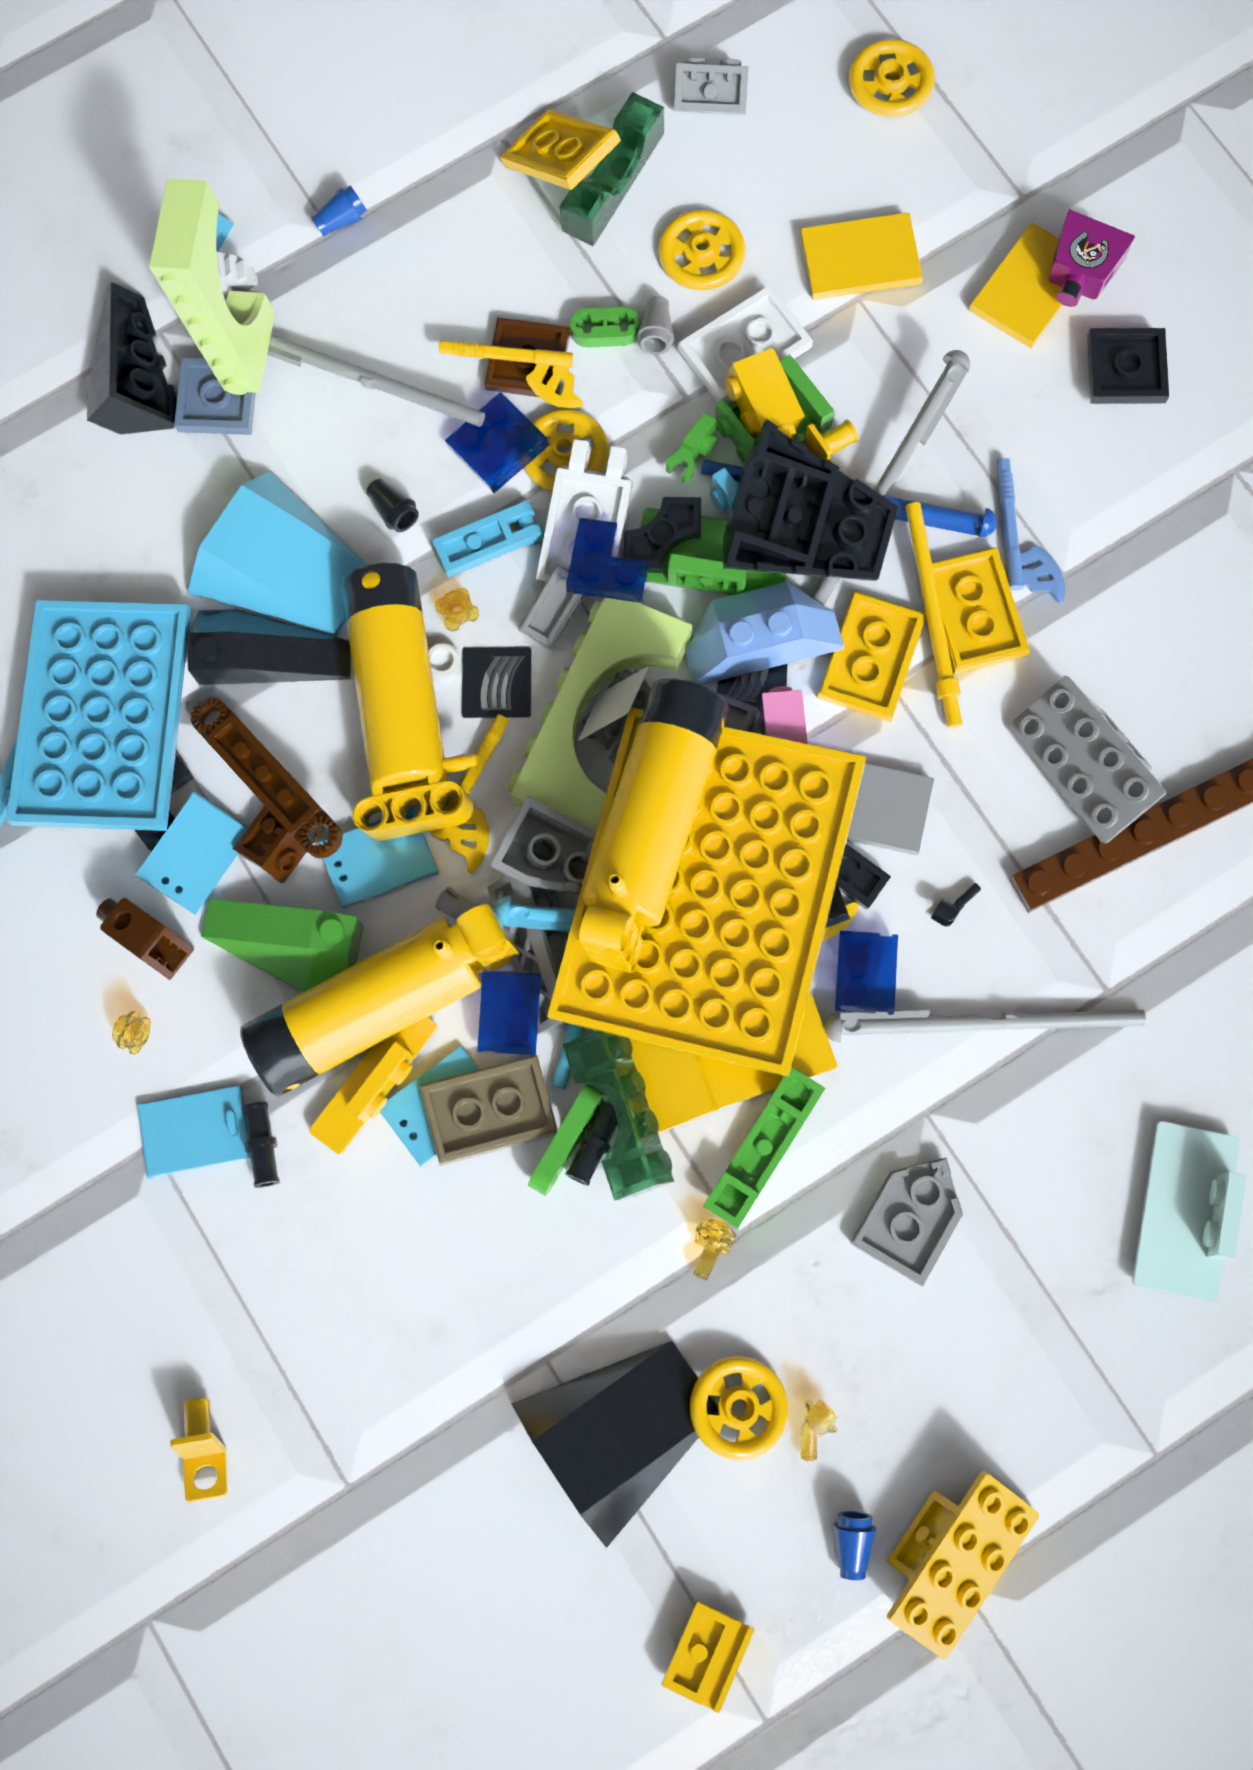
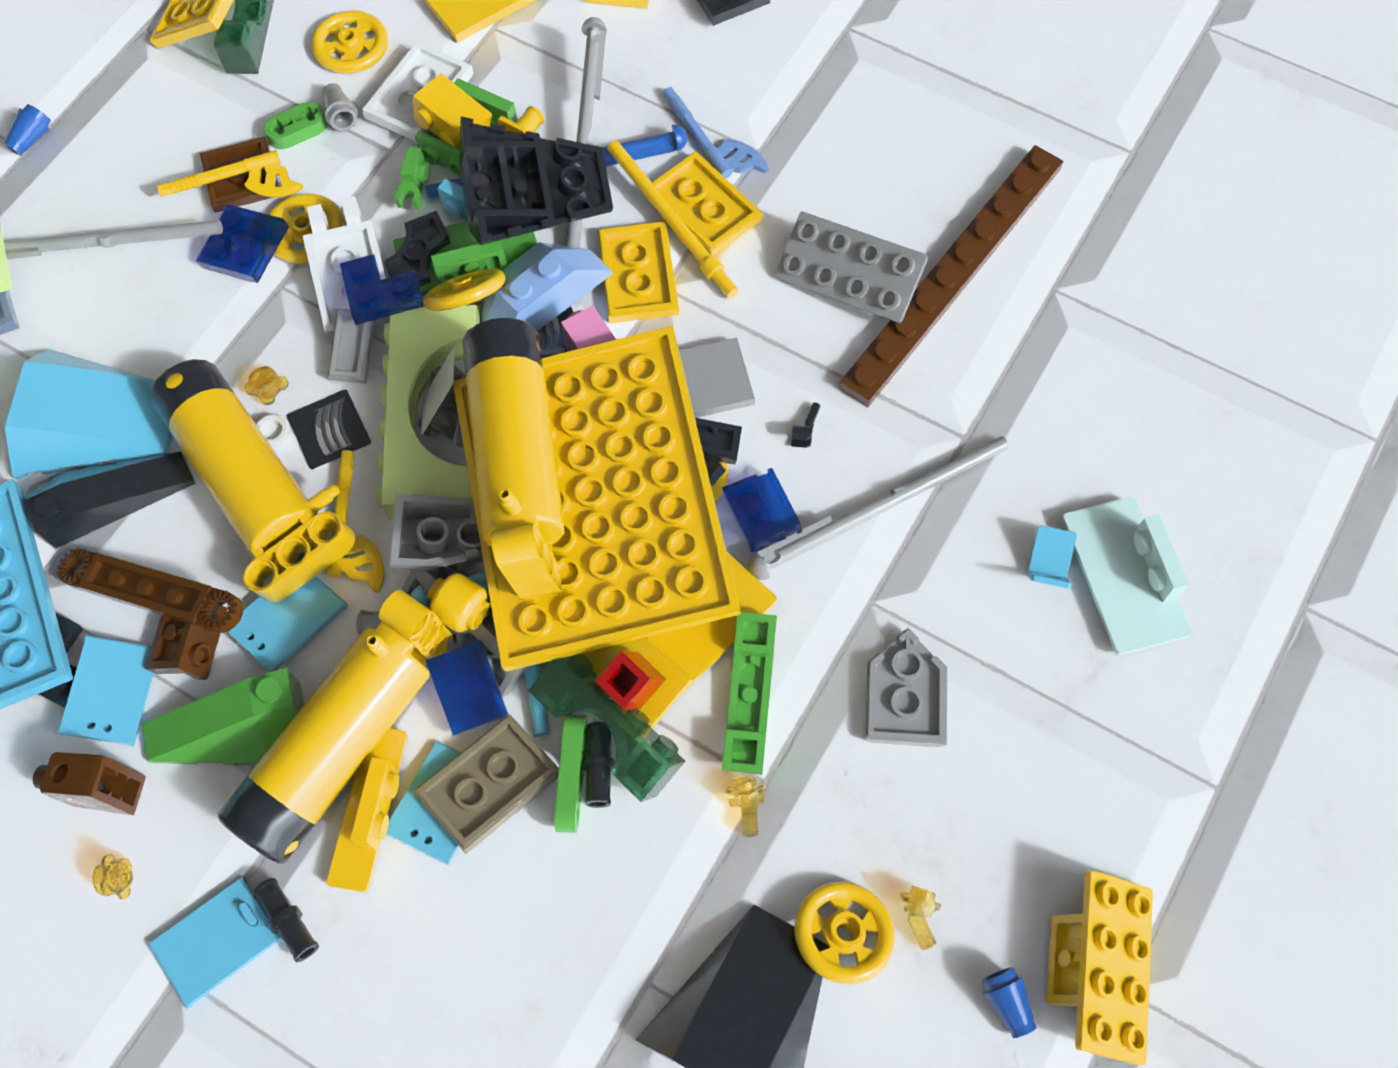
camera: 30 degrees left, 10 degrees down
(392, 505) = (172, 328): black cone -> none
(487, 539) = (268, 319): medium azure plate -> none
(535, 934) = (458, 602): none -> yellow head
(657, 1087) = (630, 680): none -> red brick
(687, 605) = (464, 289): none -> yellow plate
(1121, 1160) = (1052, 556): none -> medium azure bracket

